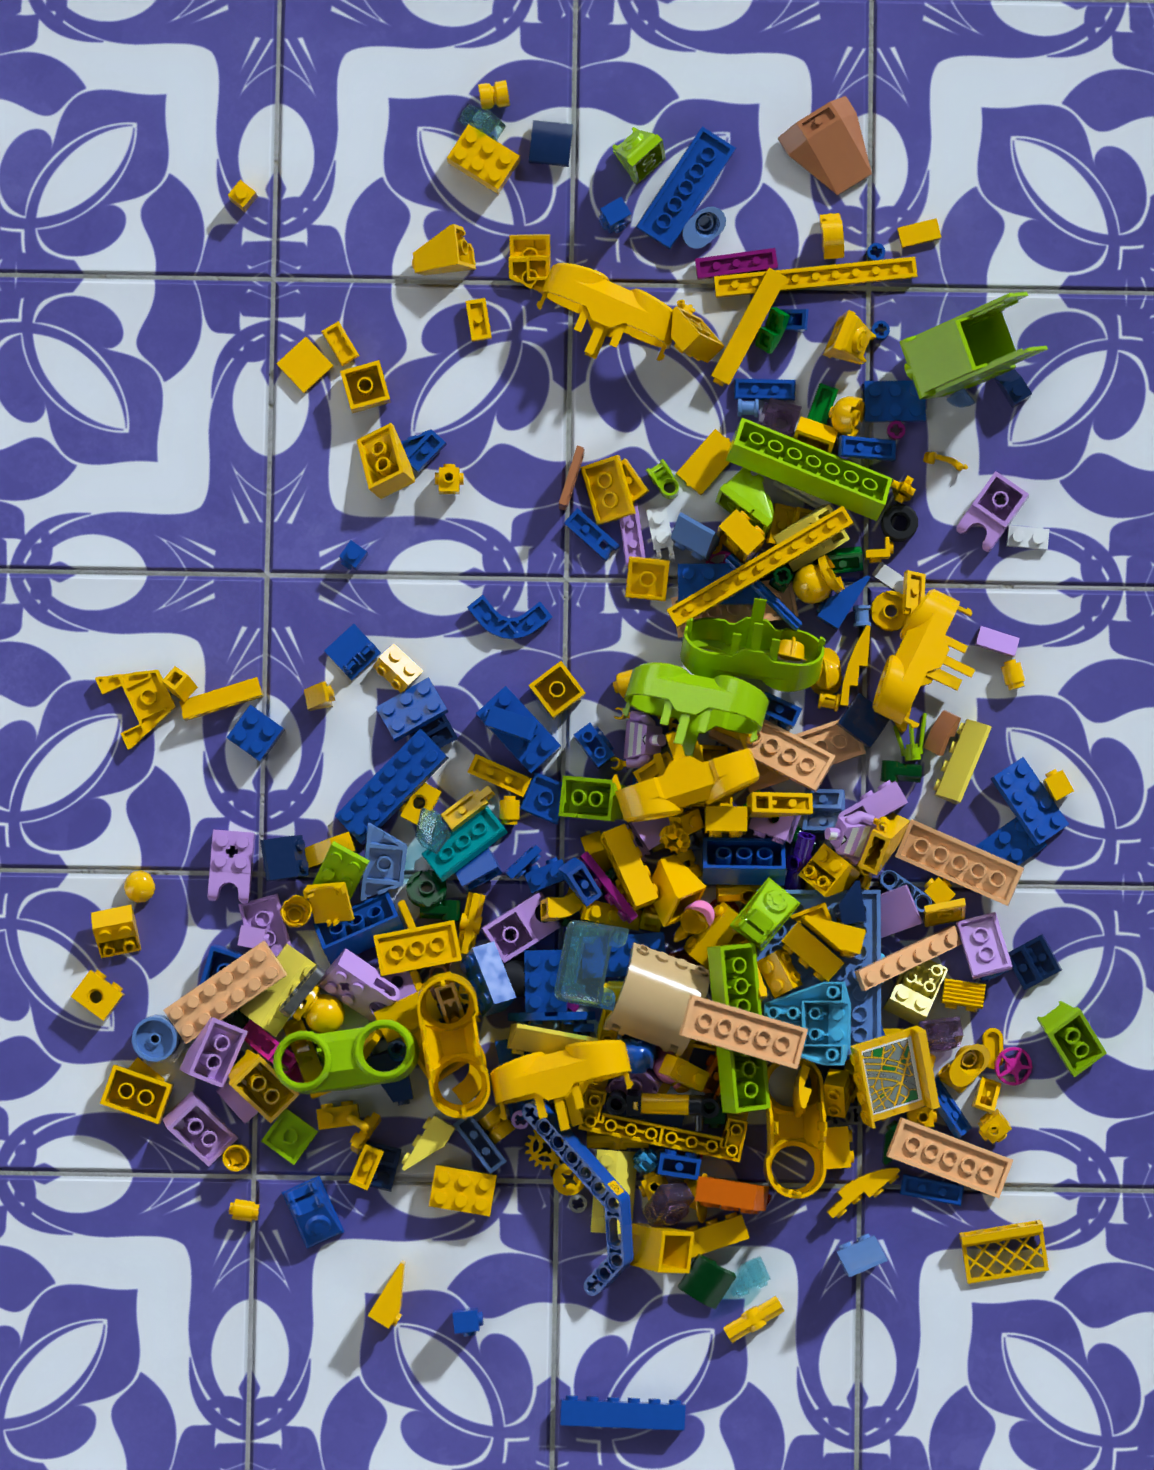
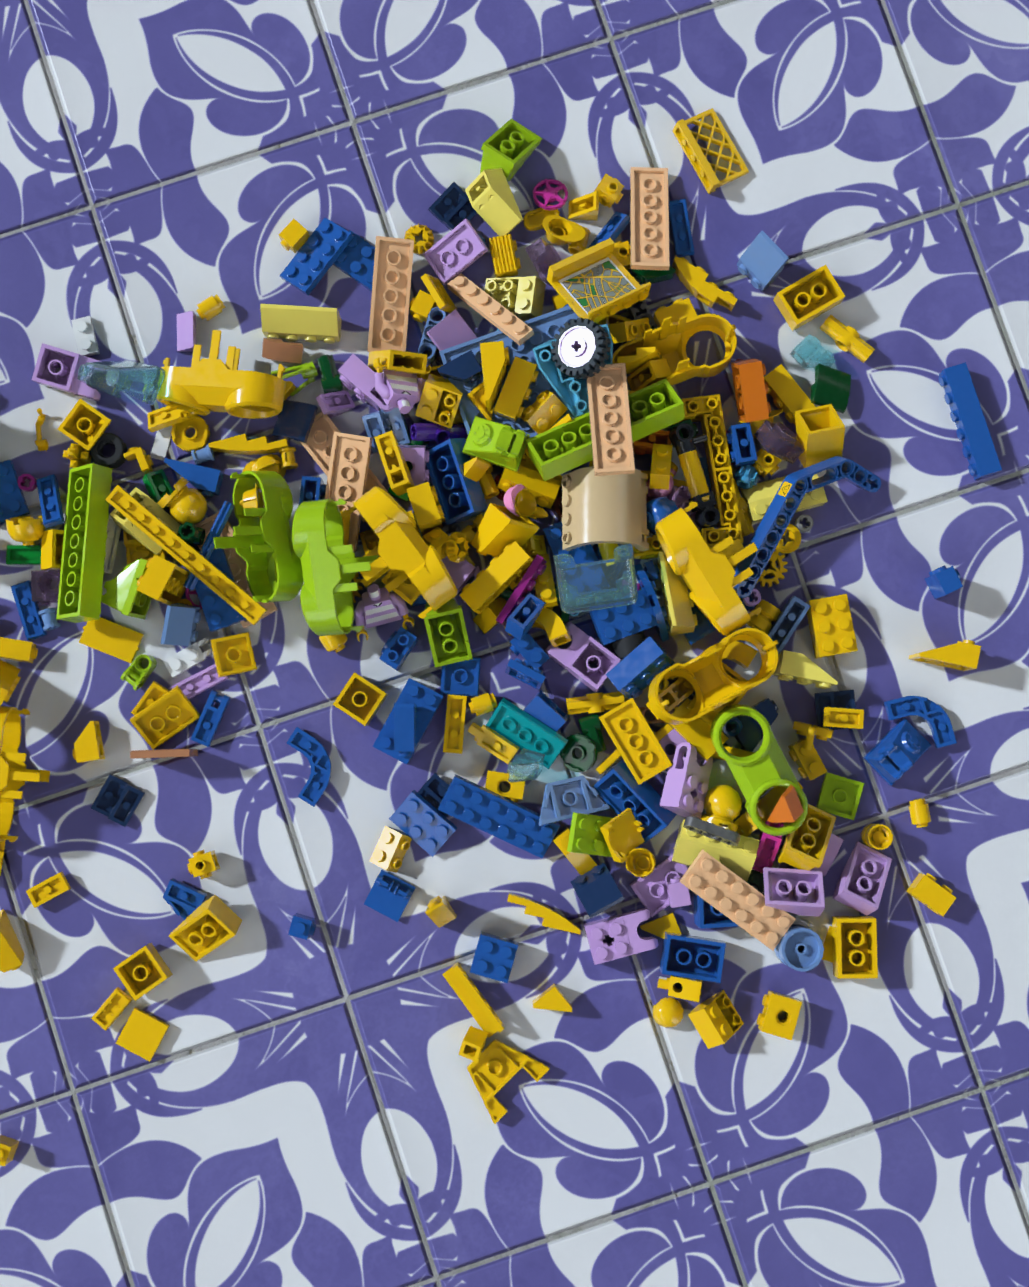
camera: 110 degrees left, 0 degrees up
(157, 917) = (690, 991): none -> yellow torso
(160, 1191) = (931, 894): none -> yellow brick
(185, 929) = (692, 957): none -> blue brick
(193, 776) = (552, 1000): none -> yellow slope
(222, 914) = (661, 925): none -> yellow tile
(274, 803) = (550, 917): none -> yellow slope
(299, 1068) = (787, 808): none -> orange slope
(343, 1258) = (929, 711): none -> blue plate
(543, 415) = (117, 800): none -> dark blue slope
(607, 406) = (89, 744): none -> yellow slope
(746, 884) = (475, 468): none -> yellow slope
(783, 1097) = (649, 374): none -> yellow slope
(809, 1293) = (809, 297): none -> yellow brick
(825, 1028) = (580, 348): none -> wheel
(868, 768) = (335, 403): none -> lavender slope
(931, 508) = (84, 425): none -> yellow slope
(961, 566) = (131, 377): none -> clear light blue windscreen
(1014, 924) = (427, 235): none -> yellow gear
(1021, 1004) = (494, 201): none -> light yellow slope

